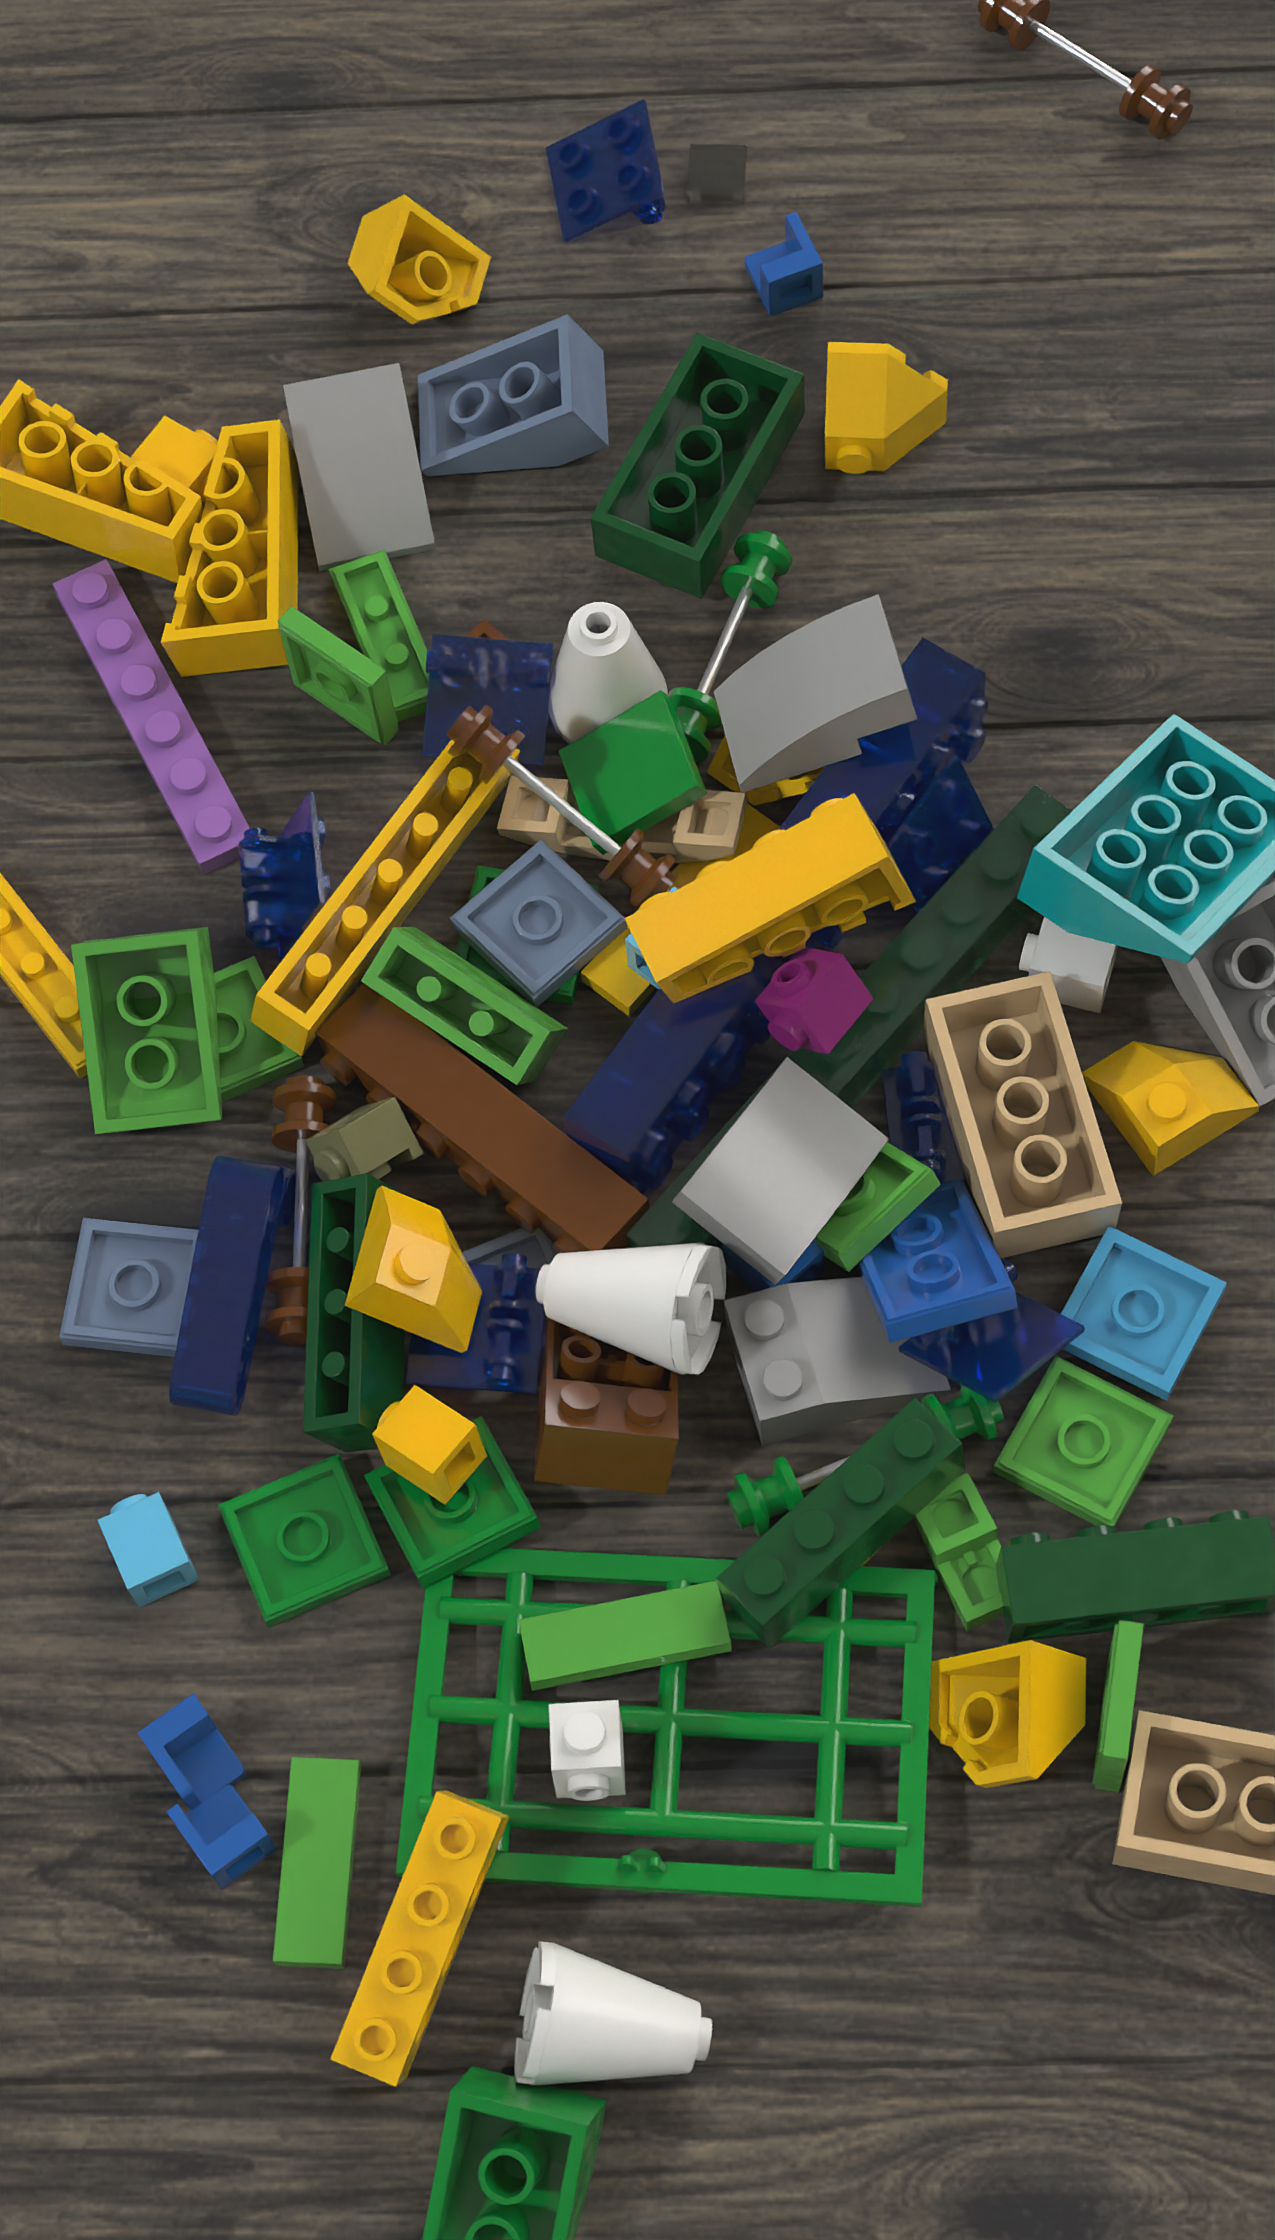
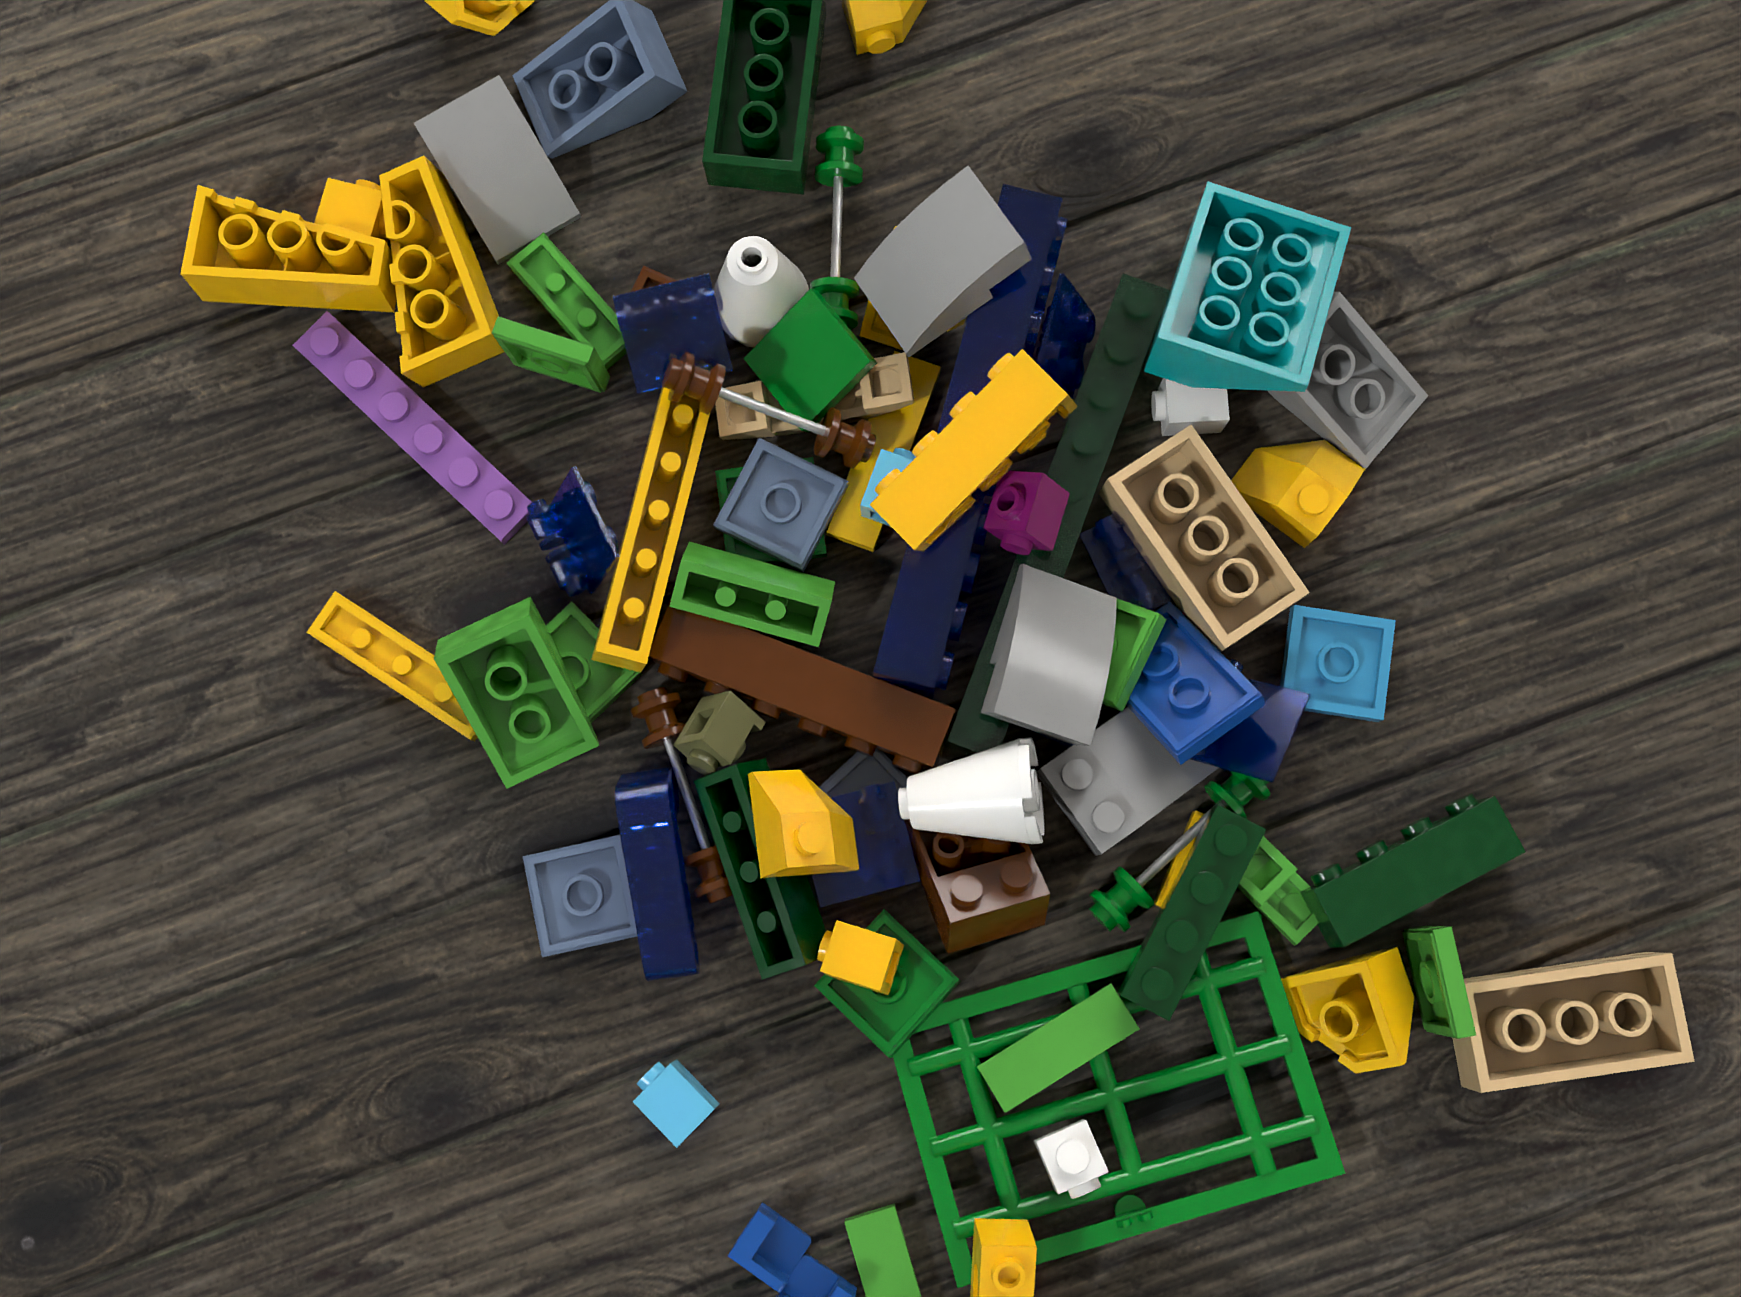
camera: 20 degrees left, 15 degrees up
(304, 1540) = (787, 1049): green tile -> none
(1083, 1444) = (1331, 777): bright green tile -> none

